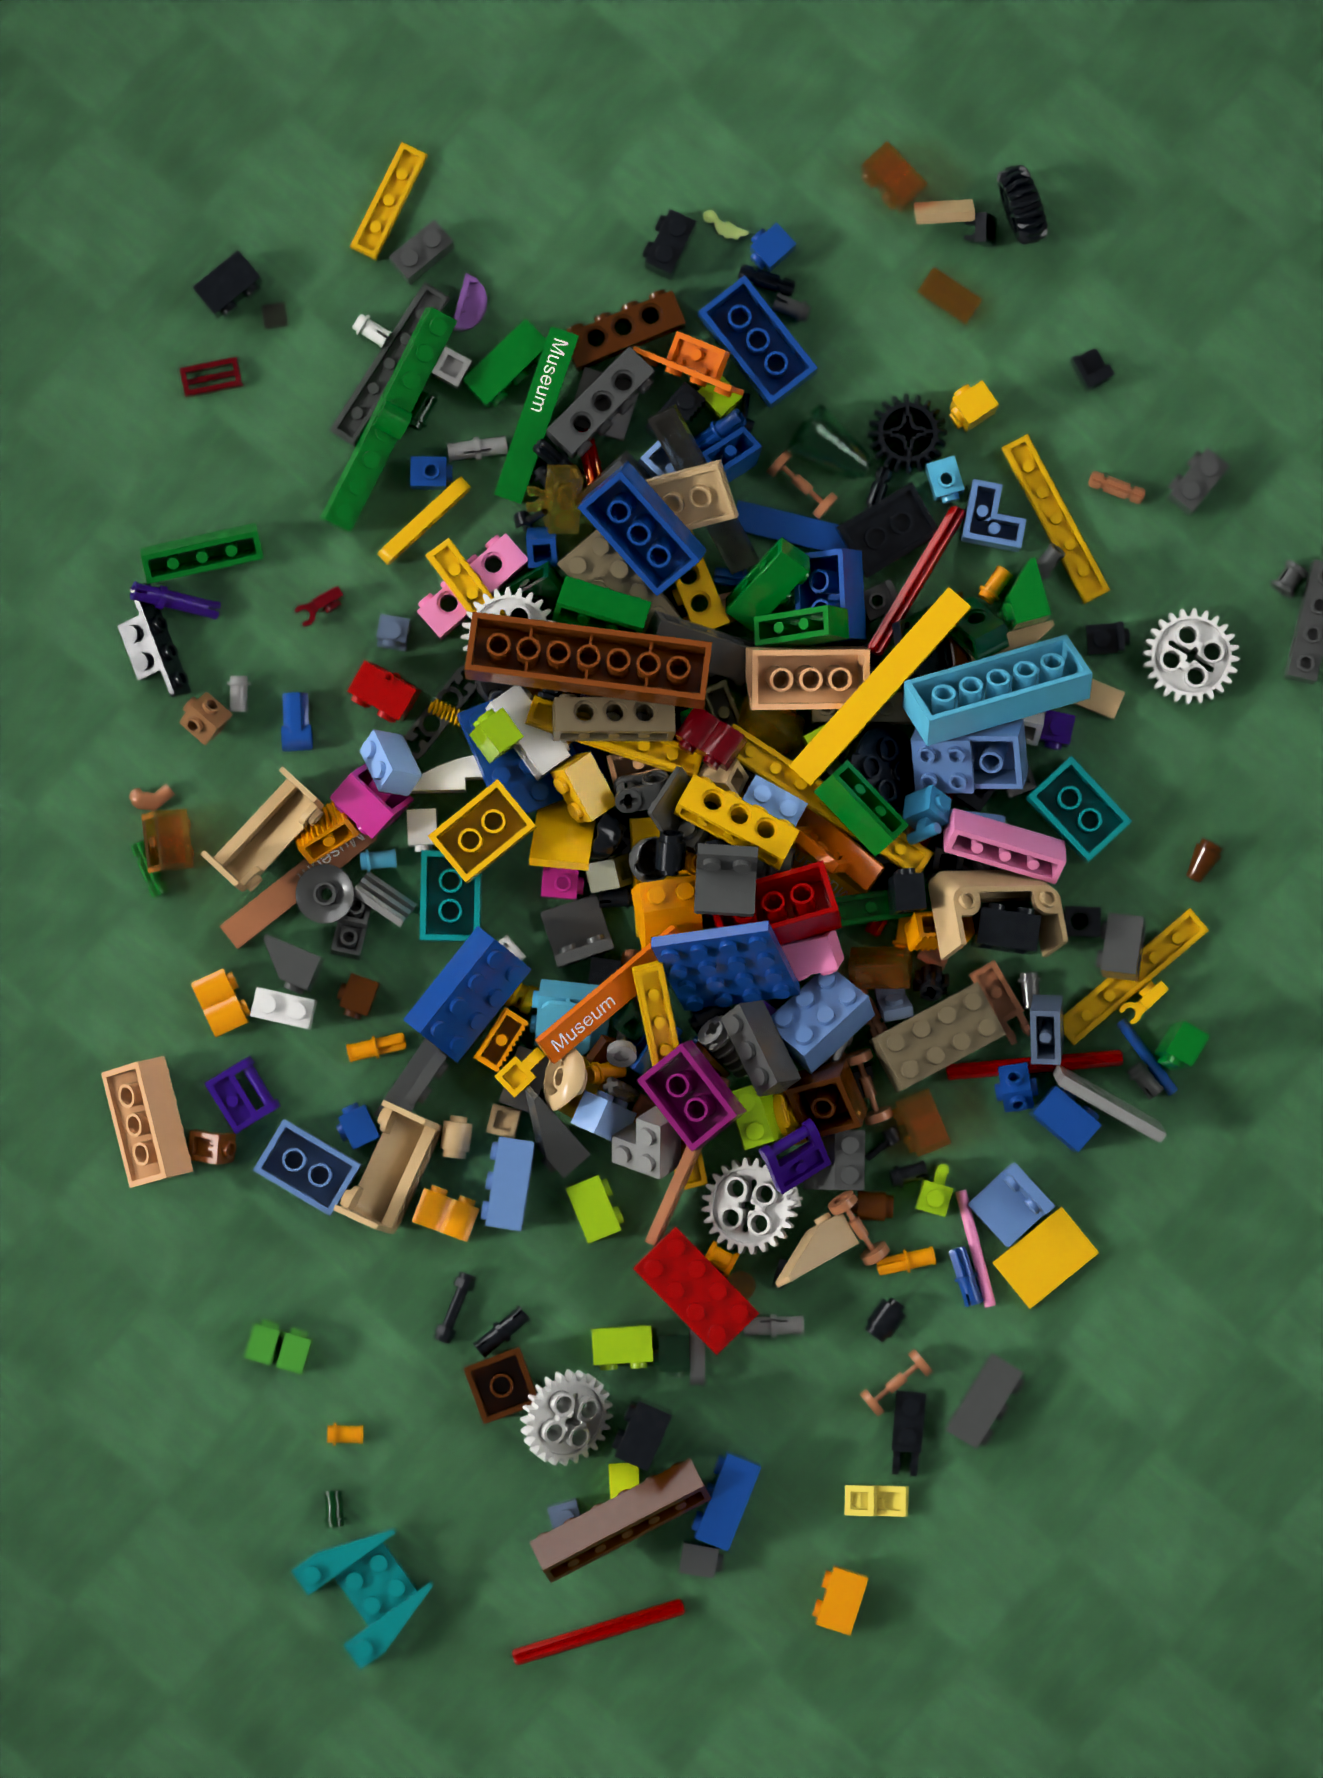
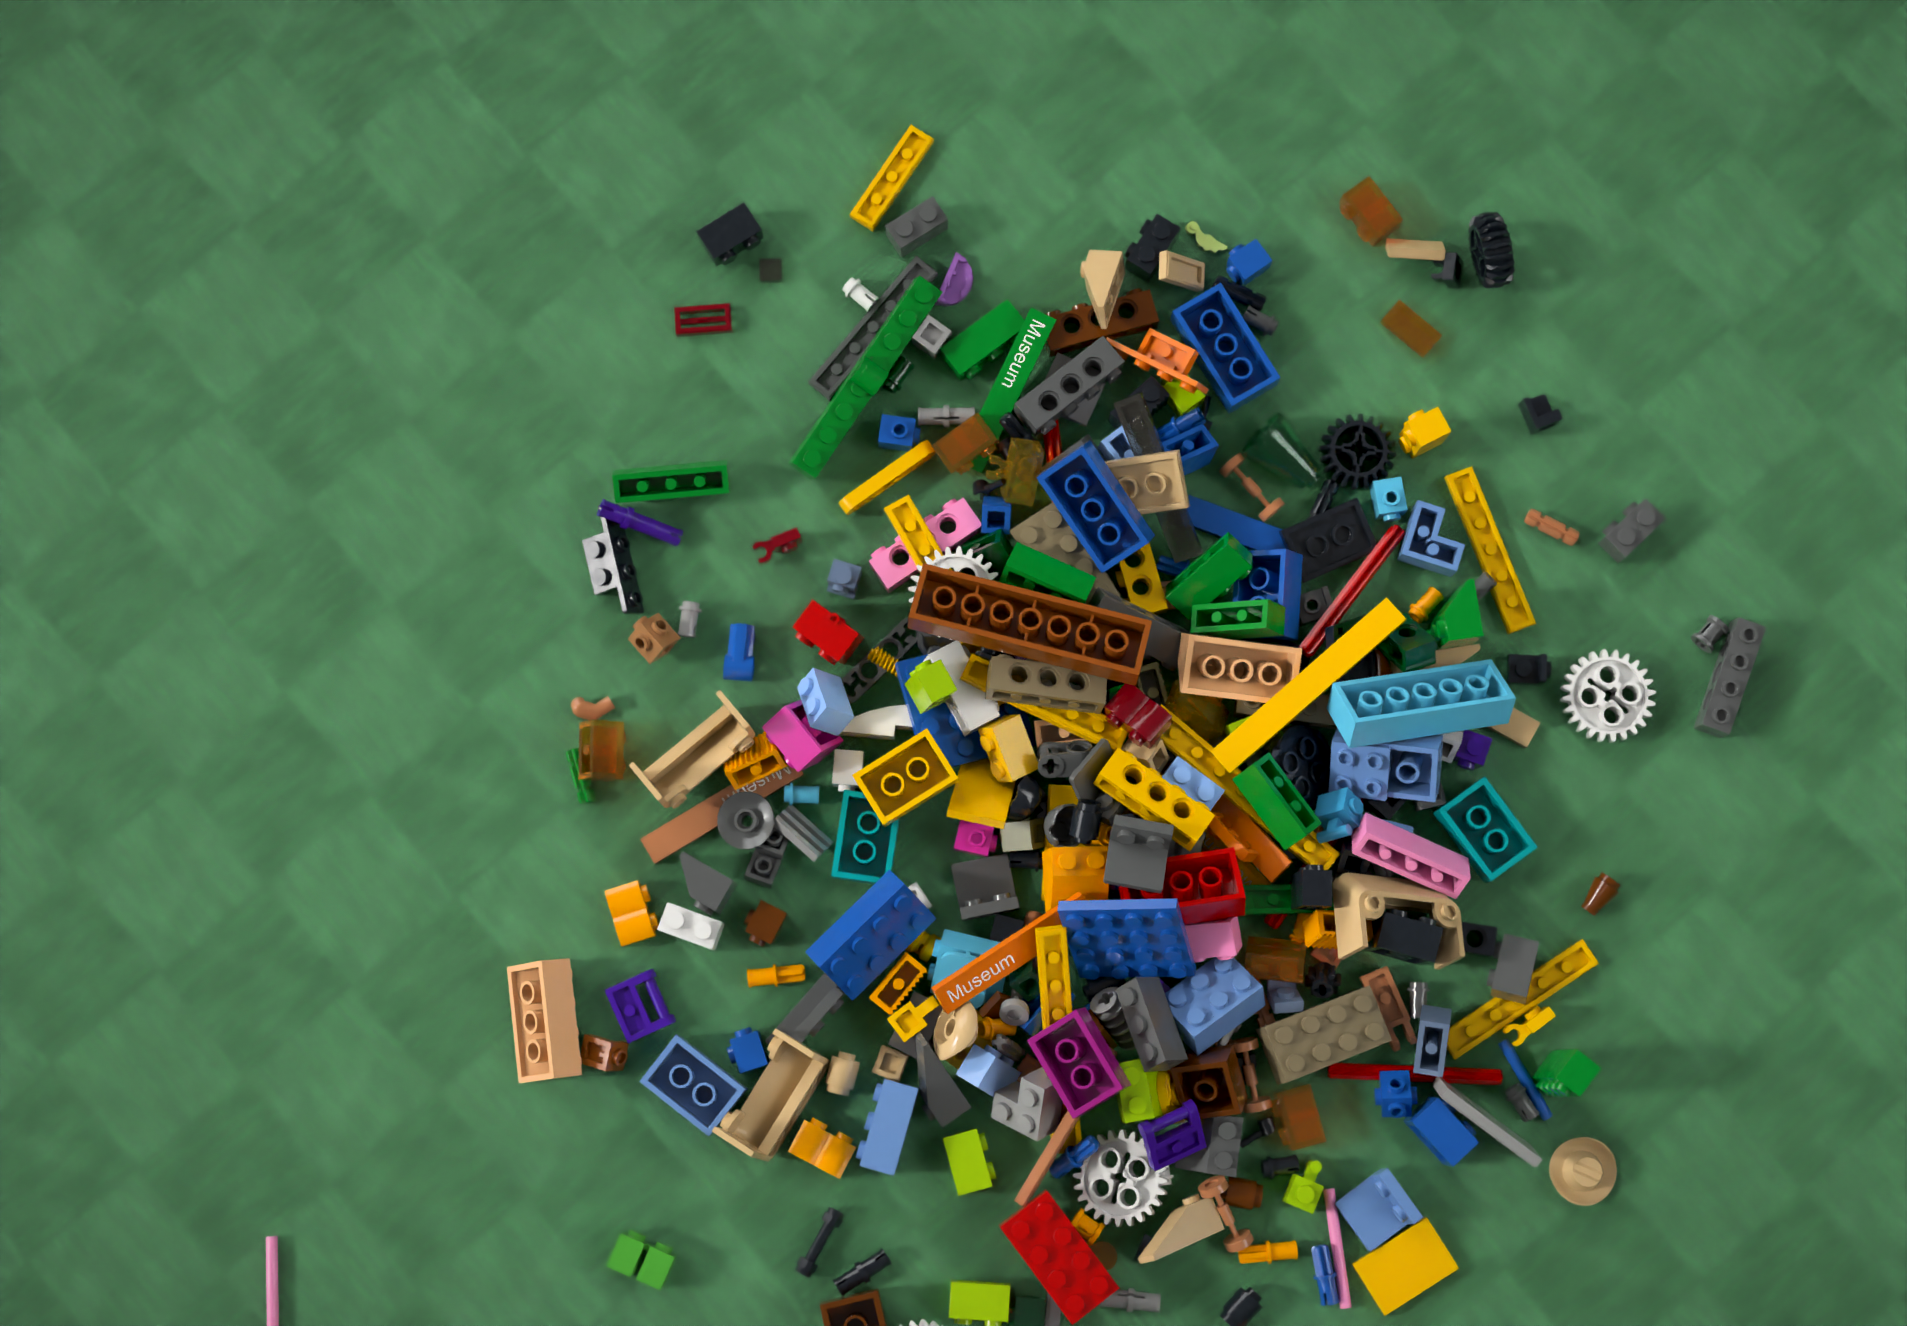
camera: 10 degrees right, 5 degrees down
(501, 477) = (966, 444): none -> clear orange brick
(623, 284) = (1103, 280): none -> tan slope
(700, 1190) = (1074, 1156): none -> blue axle
(703, 266) = (1181, 271): none -> tan tile
(1214, 1140) = (1583, 1170): none -> tan hat

